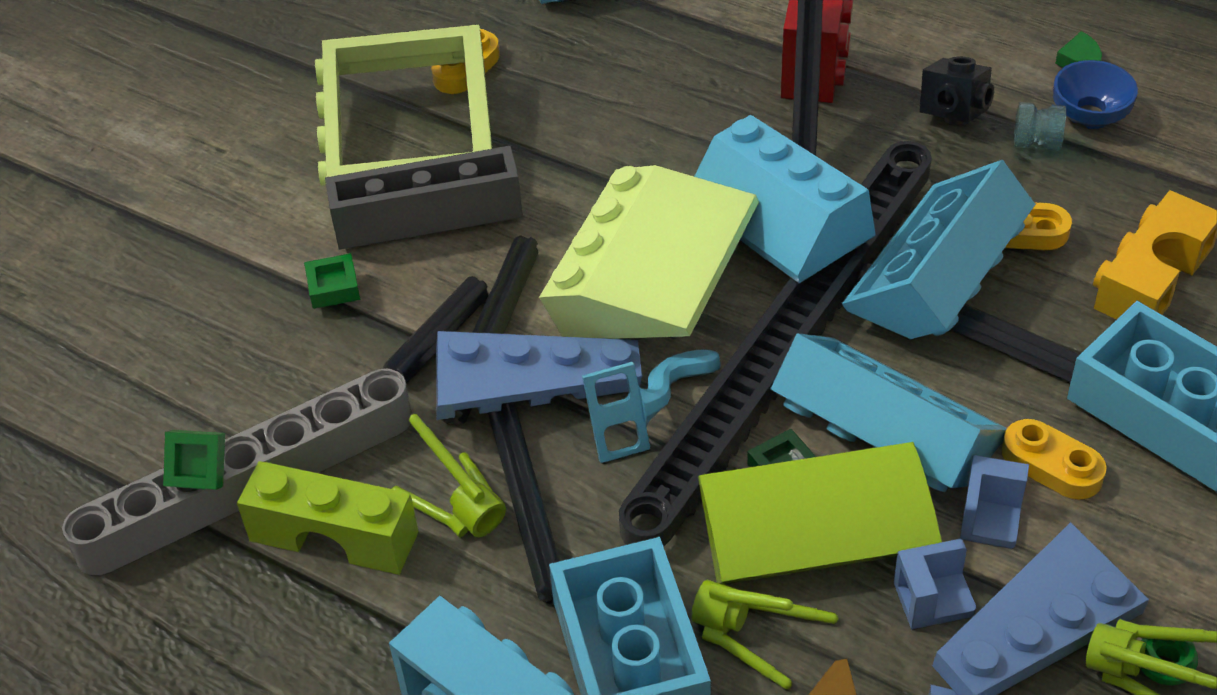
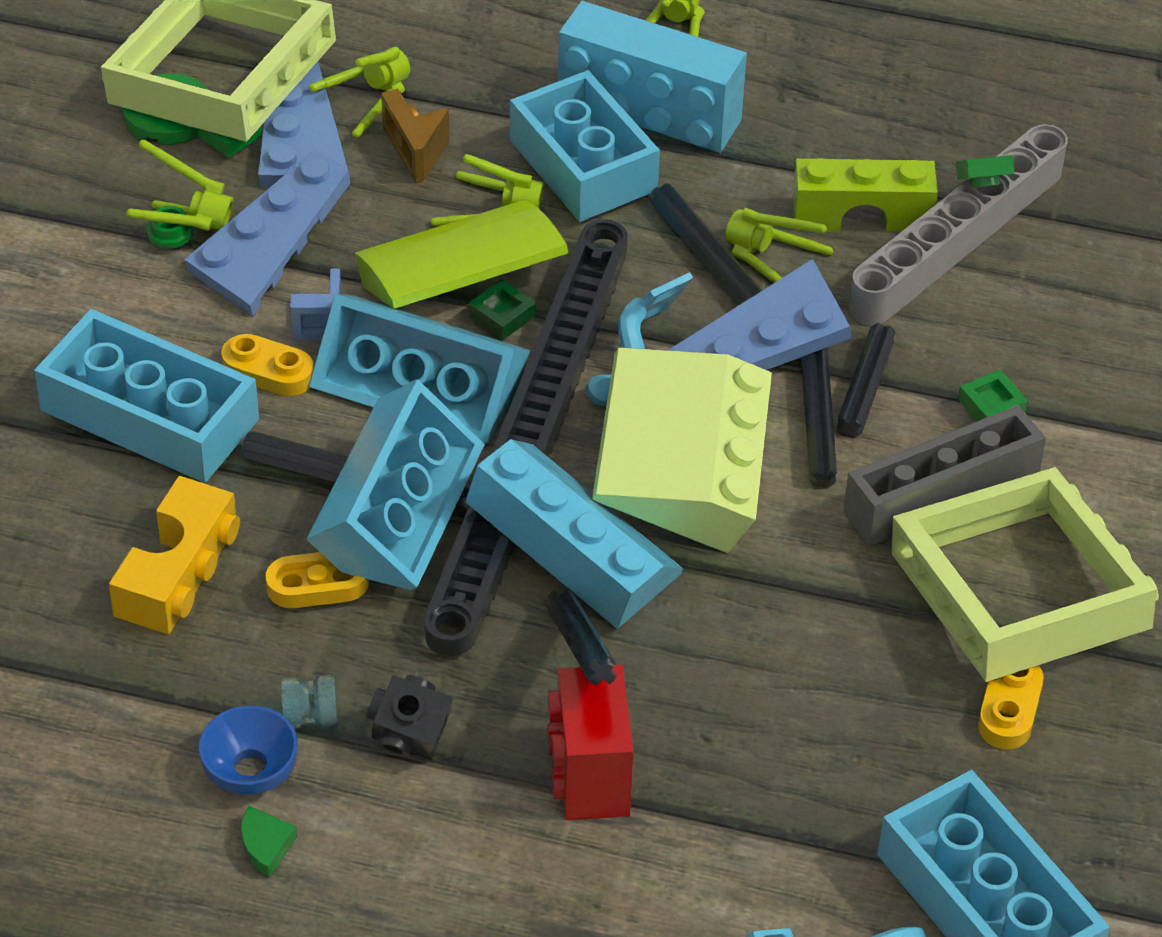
camera: 160 degrees right, 0 degrees up
(933, 584) = (369, 231): medium blue panel -> none

